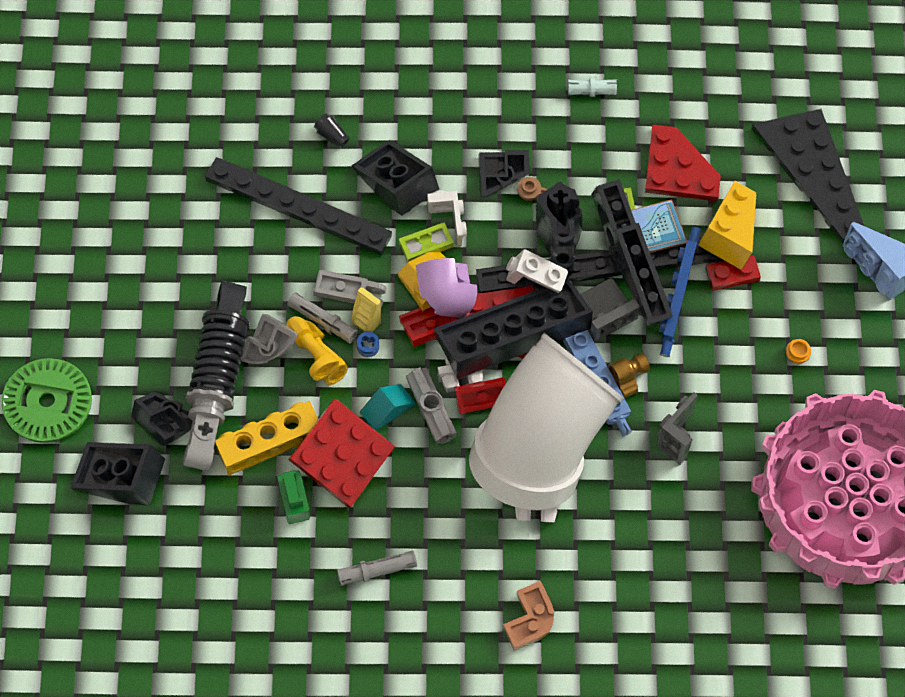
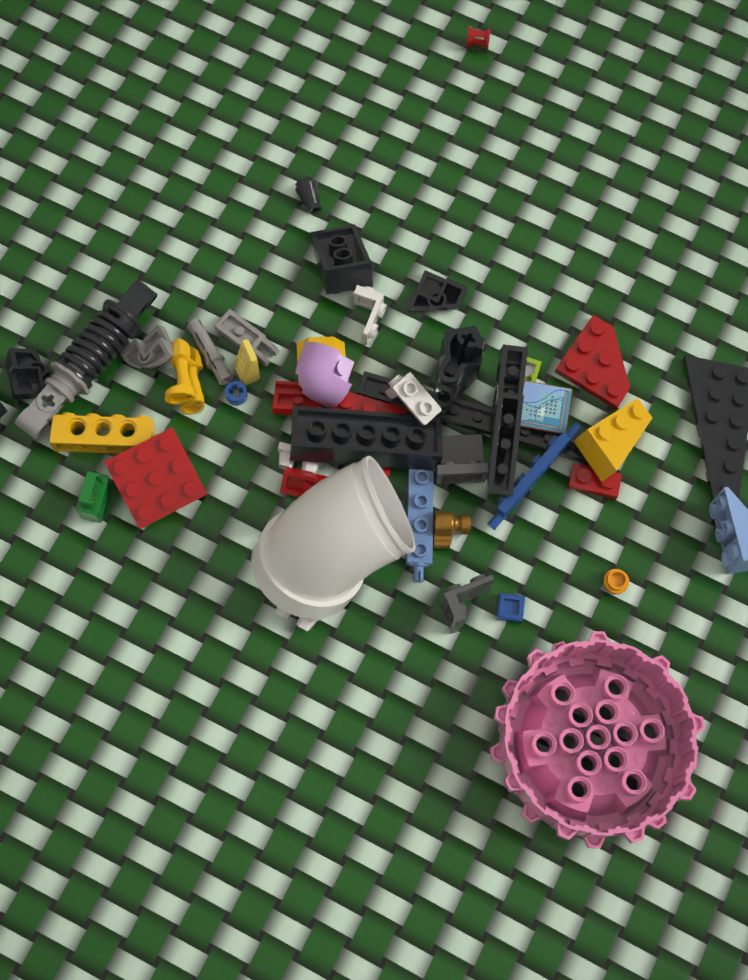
camera: 25 degrees right, 5 degrees up
(298, 206) = (246, 247): black plate -> none
(371, 569) = (119, 592): light grey pin -> none
(386, 405) = (221, 454): teal slope -> none
(428, 240) = (338, 326): lime piece -> none
(436, 418) = (258, 459): light grey piece -> none
(529, 188) = (452, 320): medium nougat plate -> none
(537, 620) = (244, 713): nougat plate -> none
(592, 87) = (557, 258): light aqua pin -> none
(719, 418) = (510, 607): none -> blue tile

